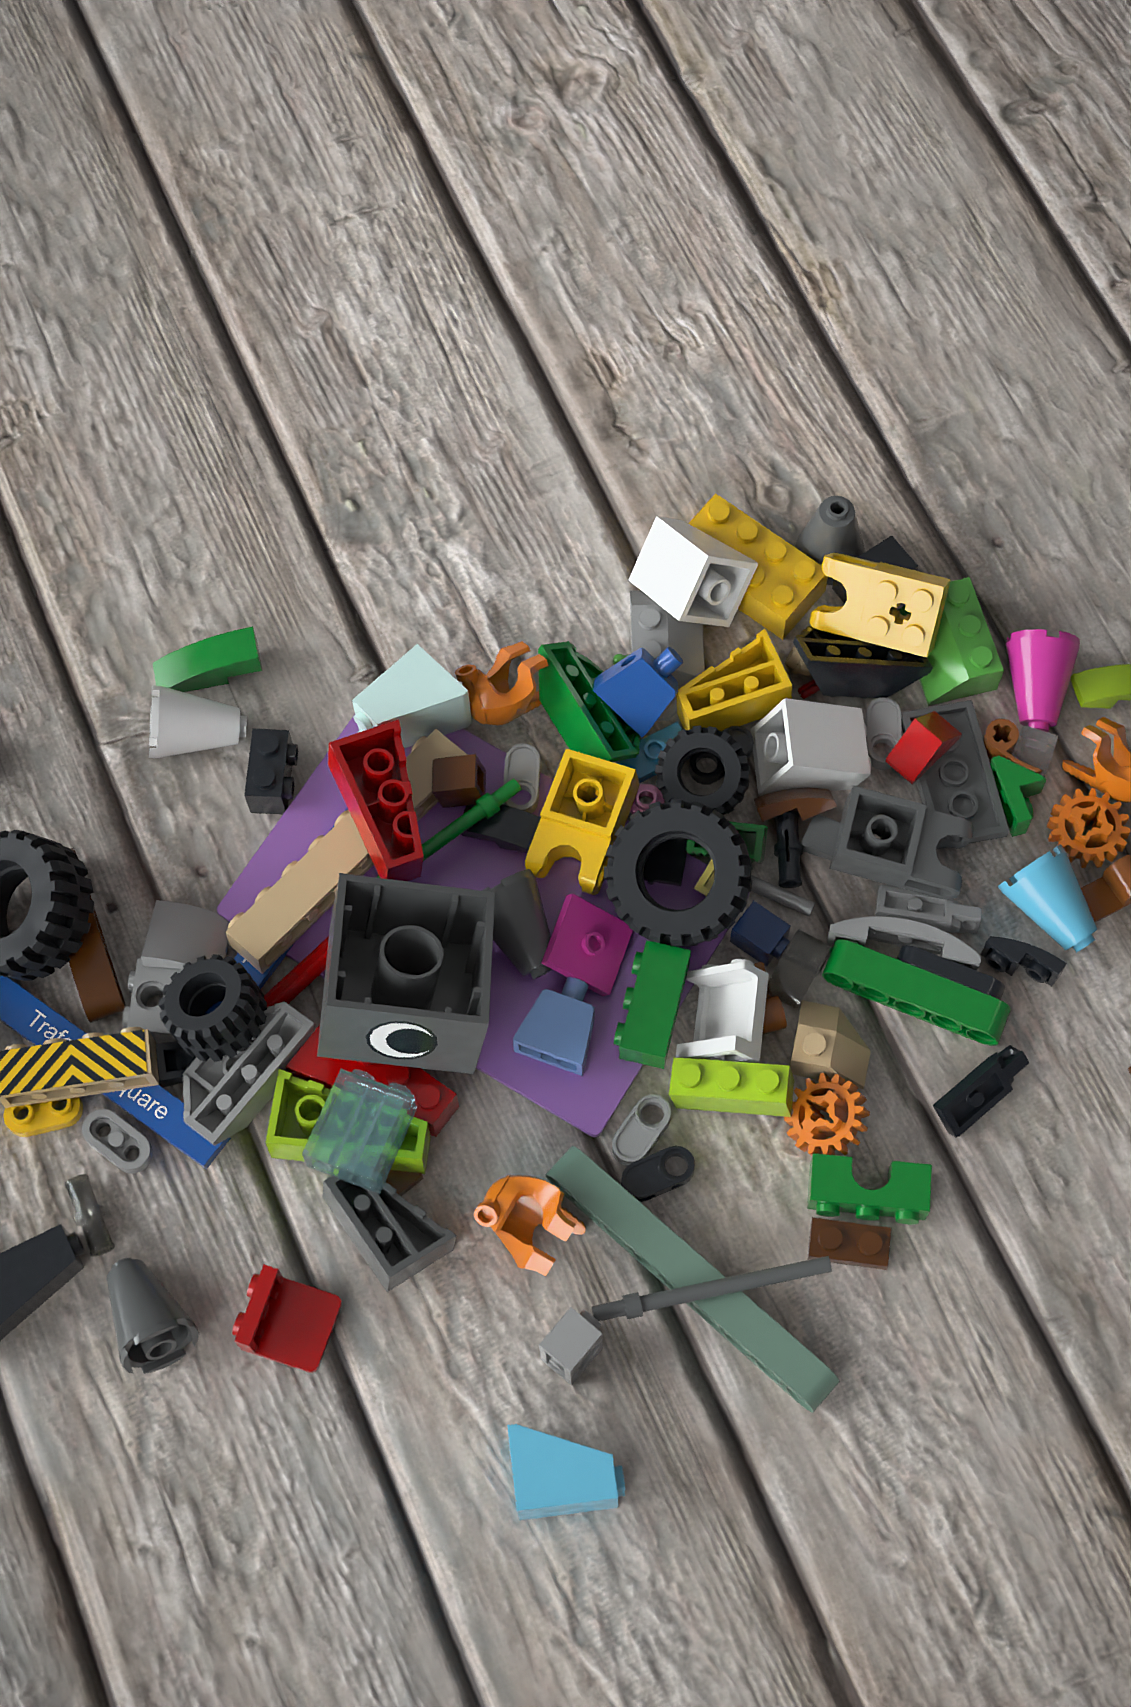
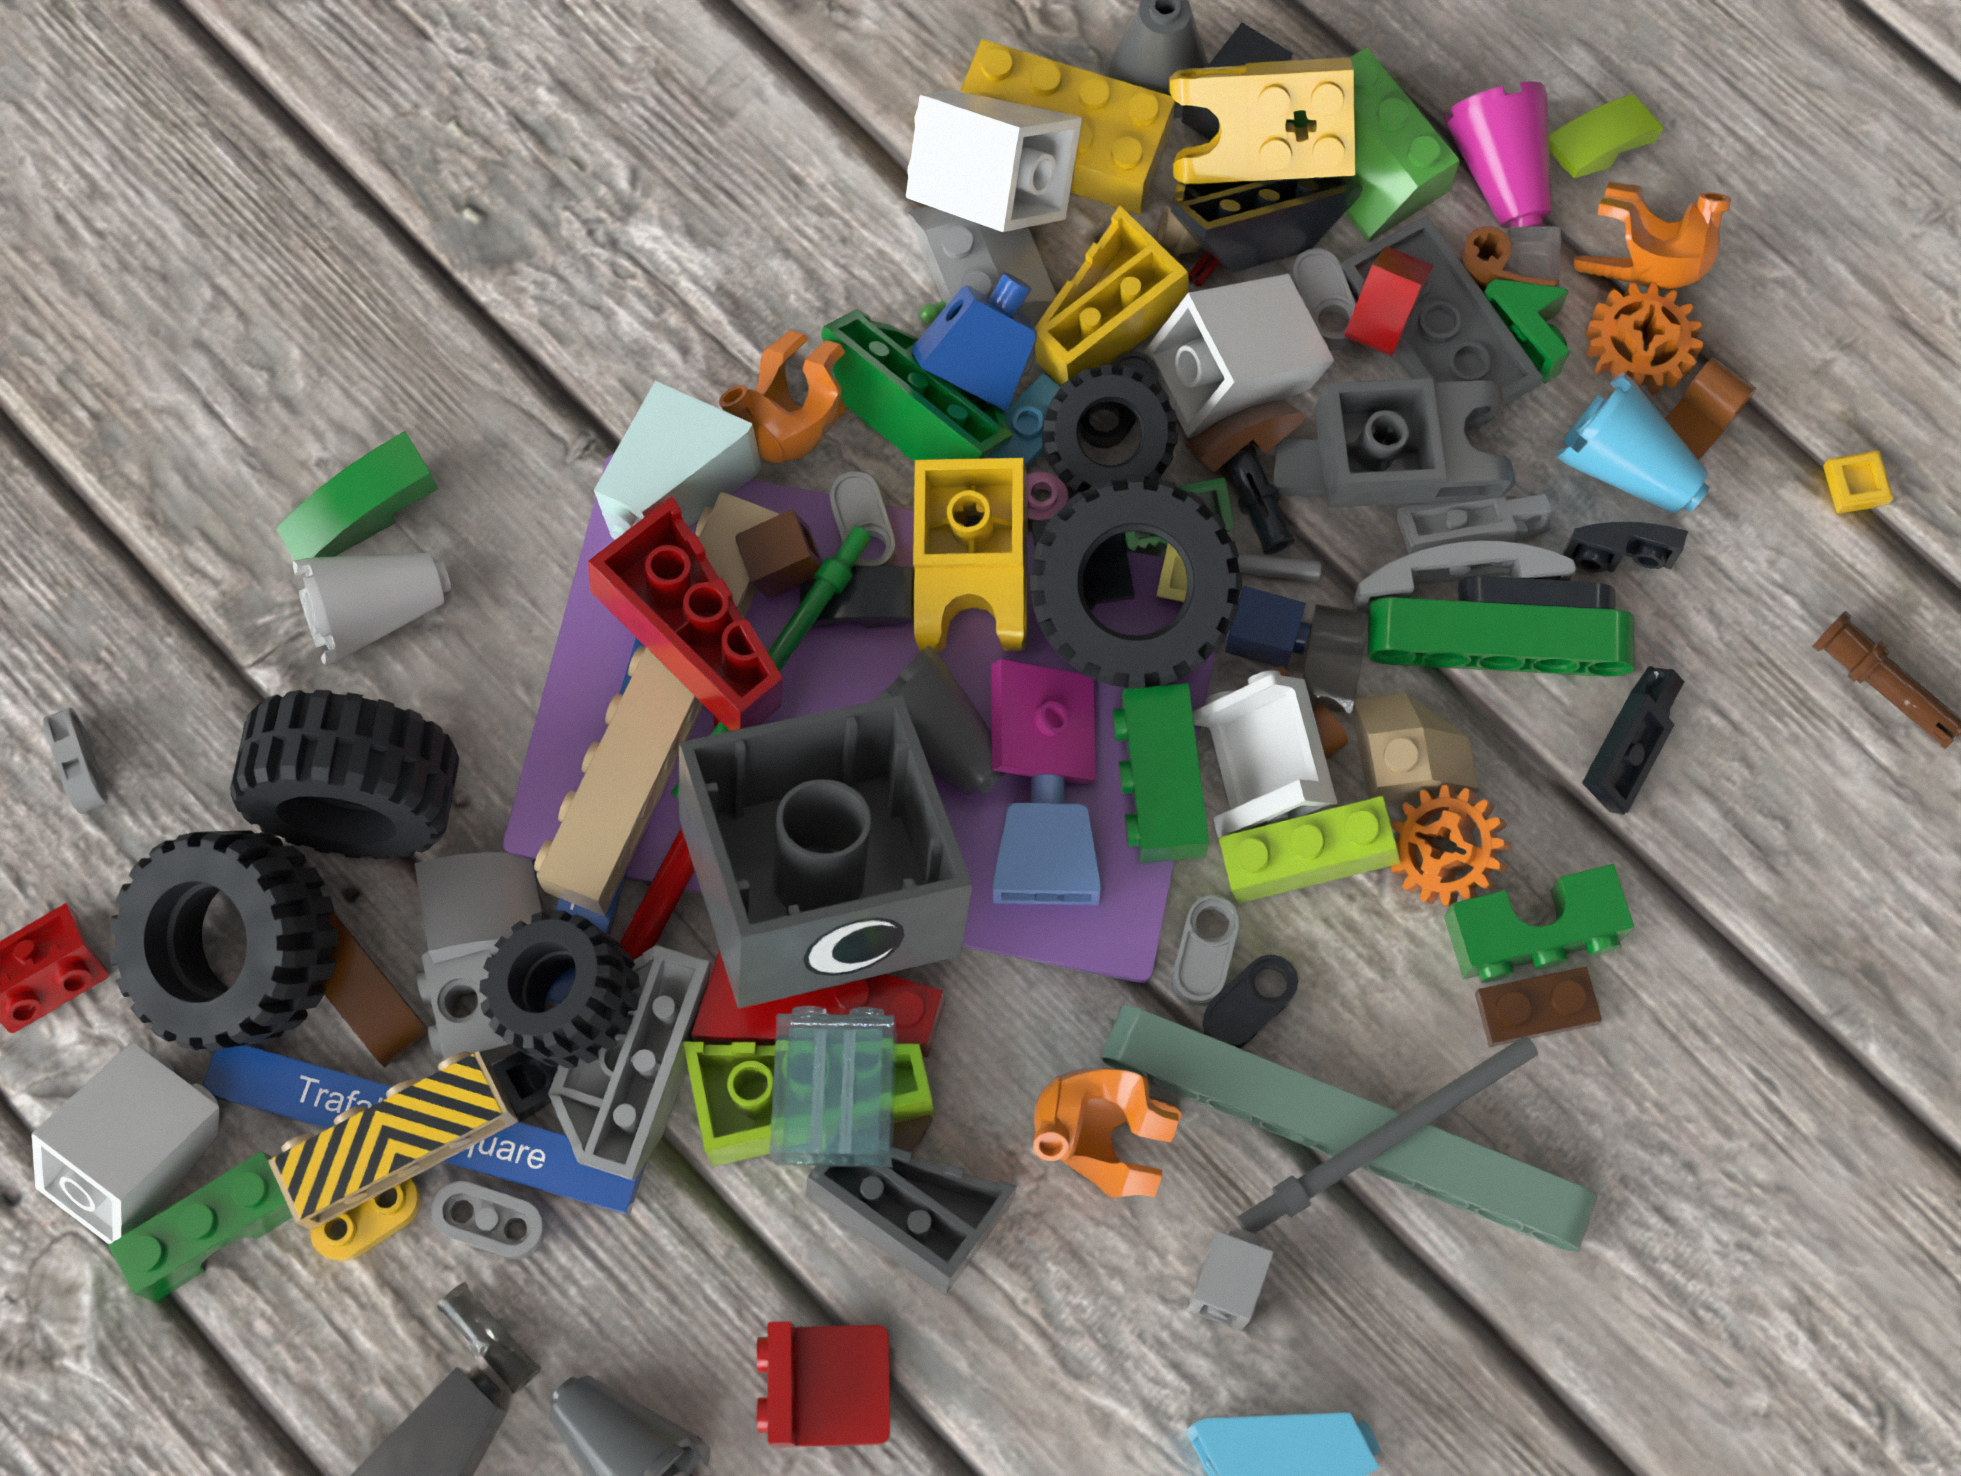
camera: 20 degrees left, 5 degrees up
(131, 828) = (345, 774): none -> black tyre
(270, 771) = (505, 627): black brick -> none

